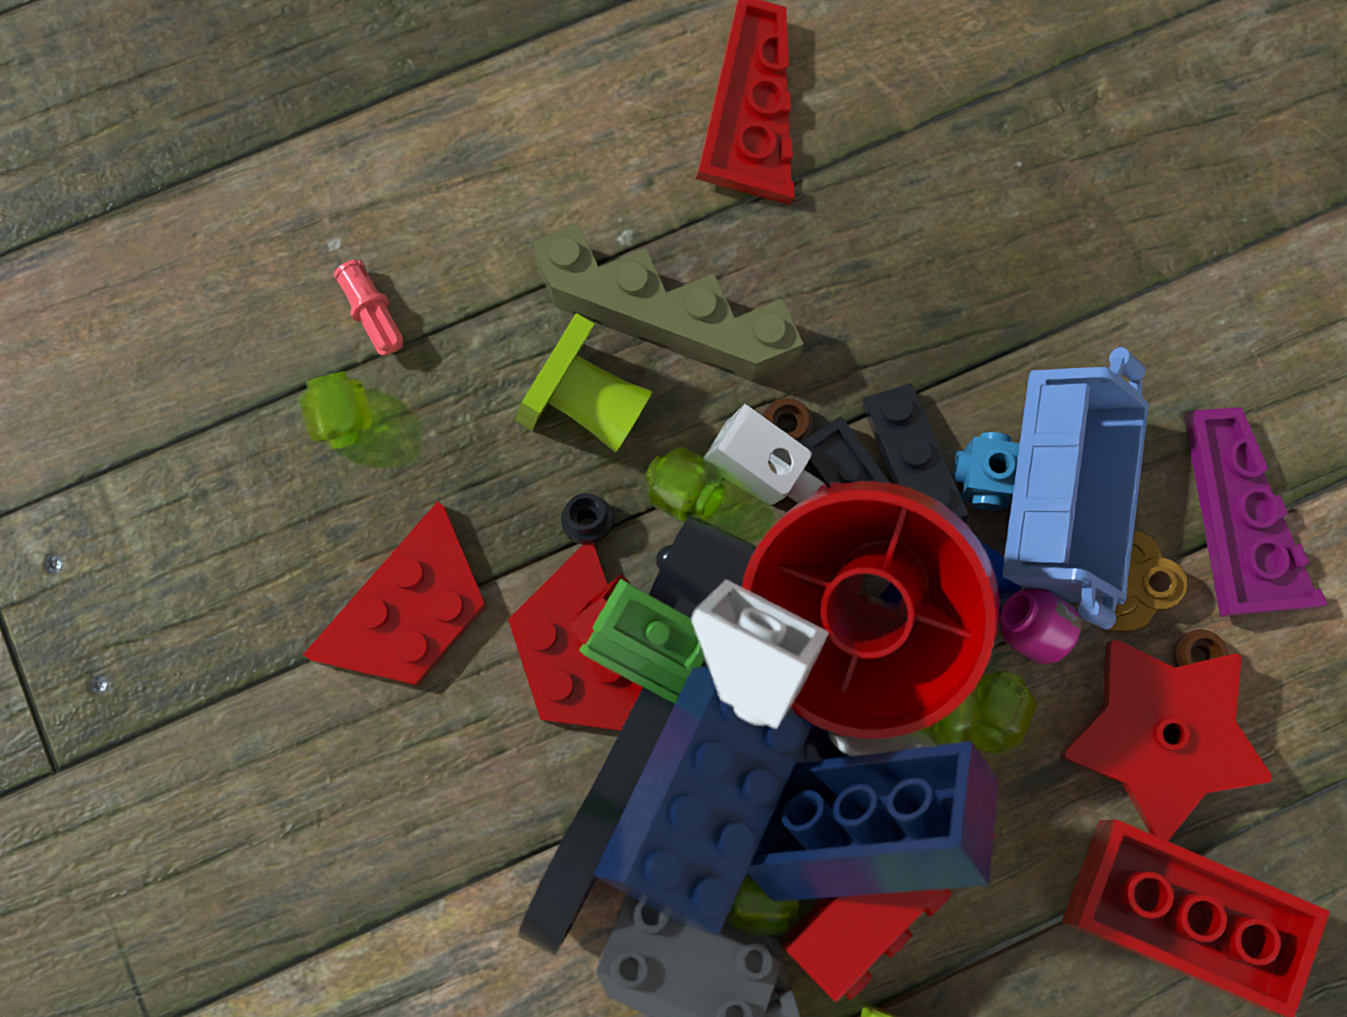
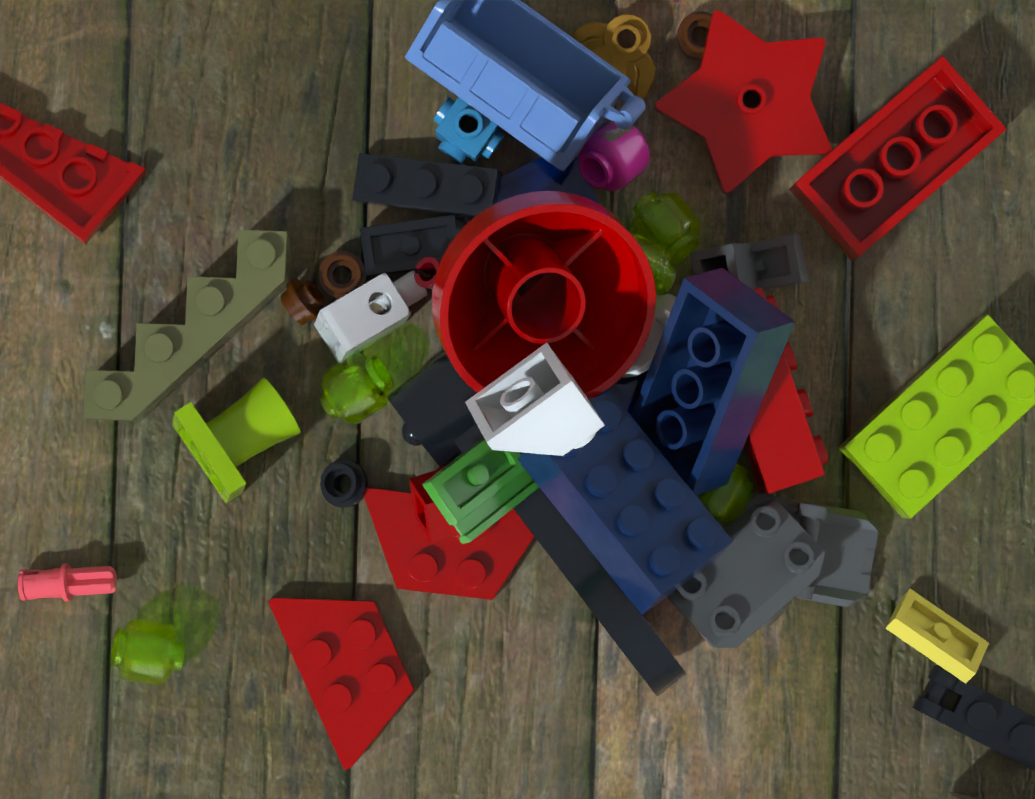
camera: 60 degrees left, 10 degrees up
(742, 391) = (302, 301): none -> reddish brown plate
(1022, 837) = (757, 264): none -> dark grey brick

